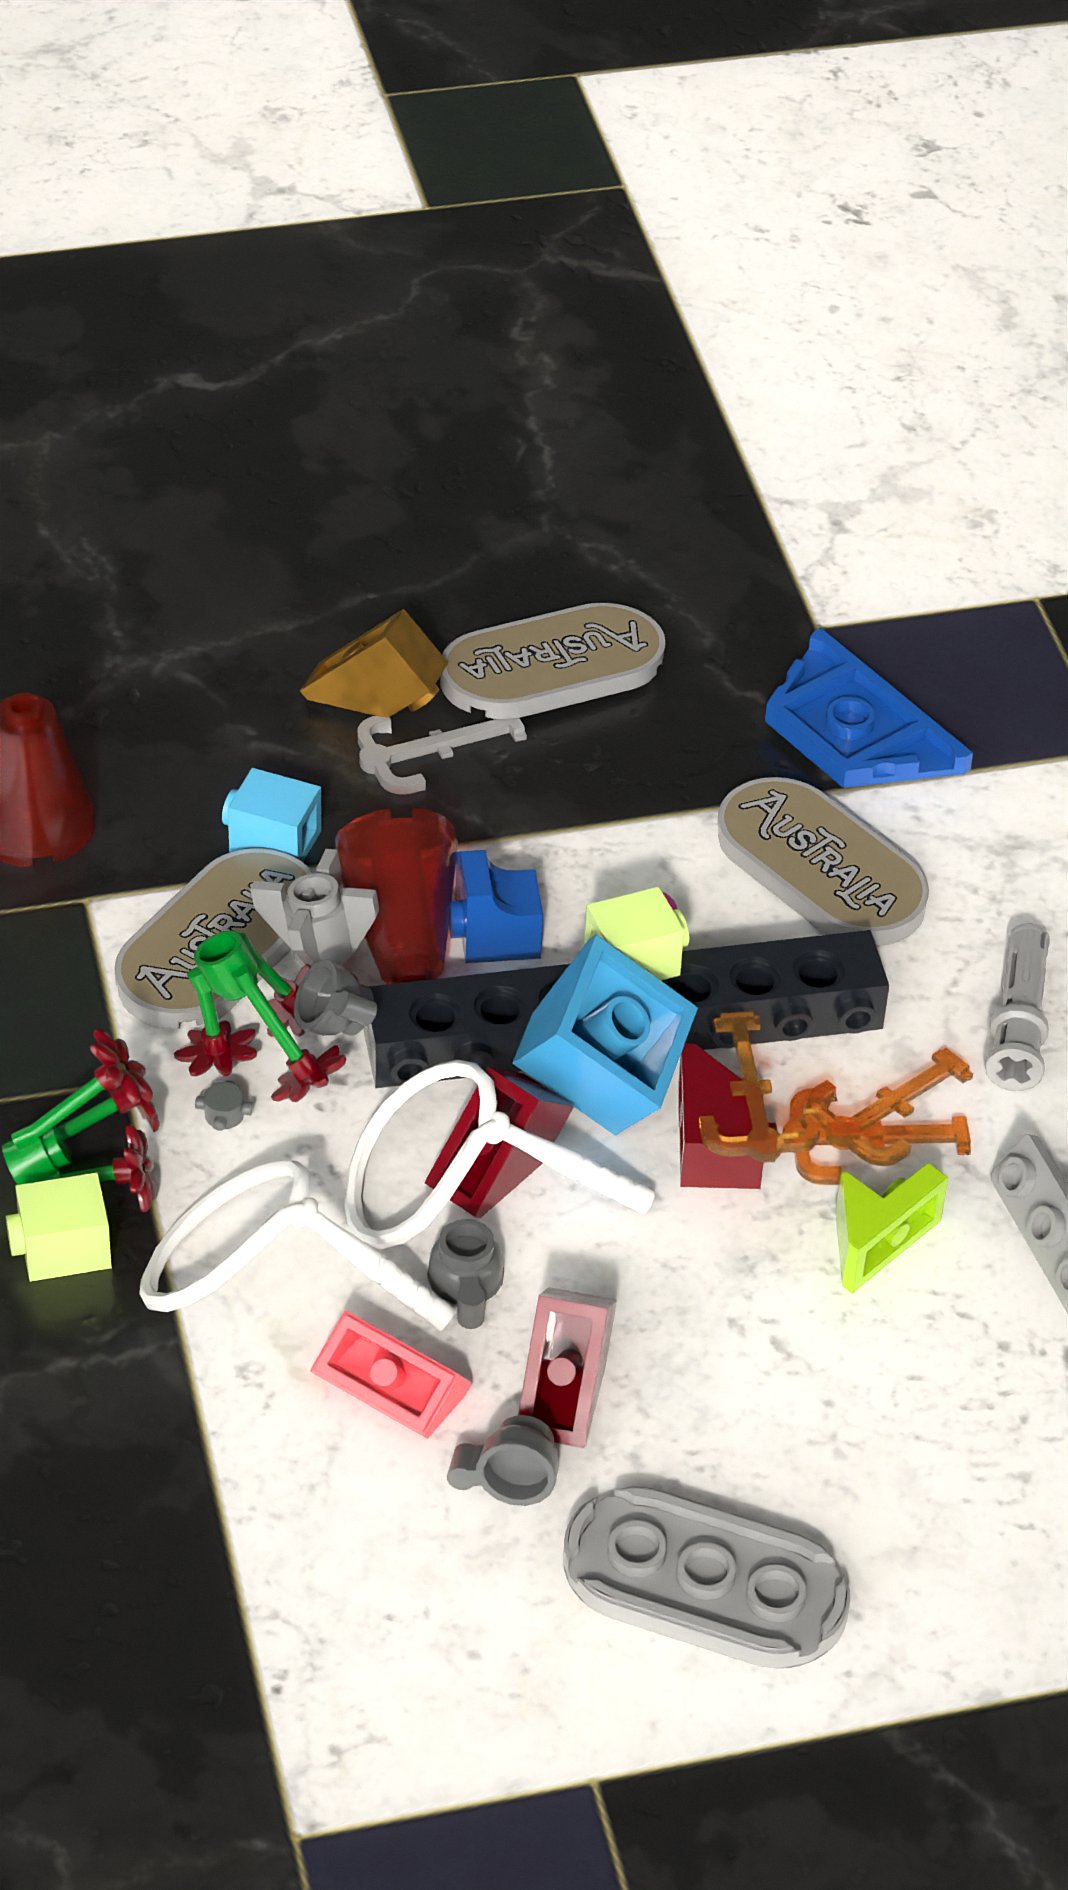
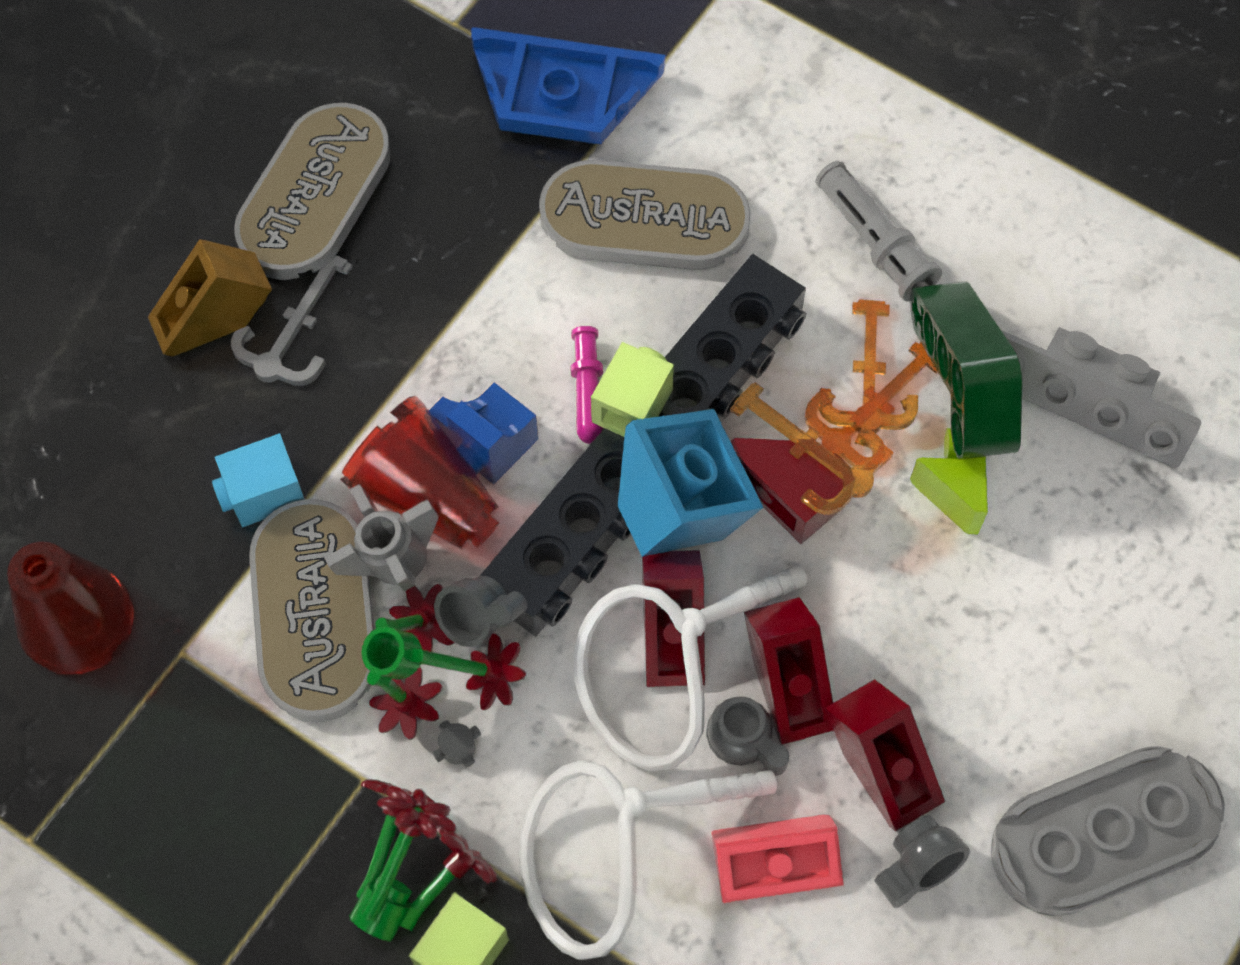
camera: 40 degrees left, 20 degrees up
(554, 1242) = (791, 668): none -> dark red slope
(950, 1122) = (975, 367): none -> dark green beam

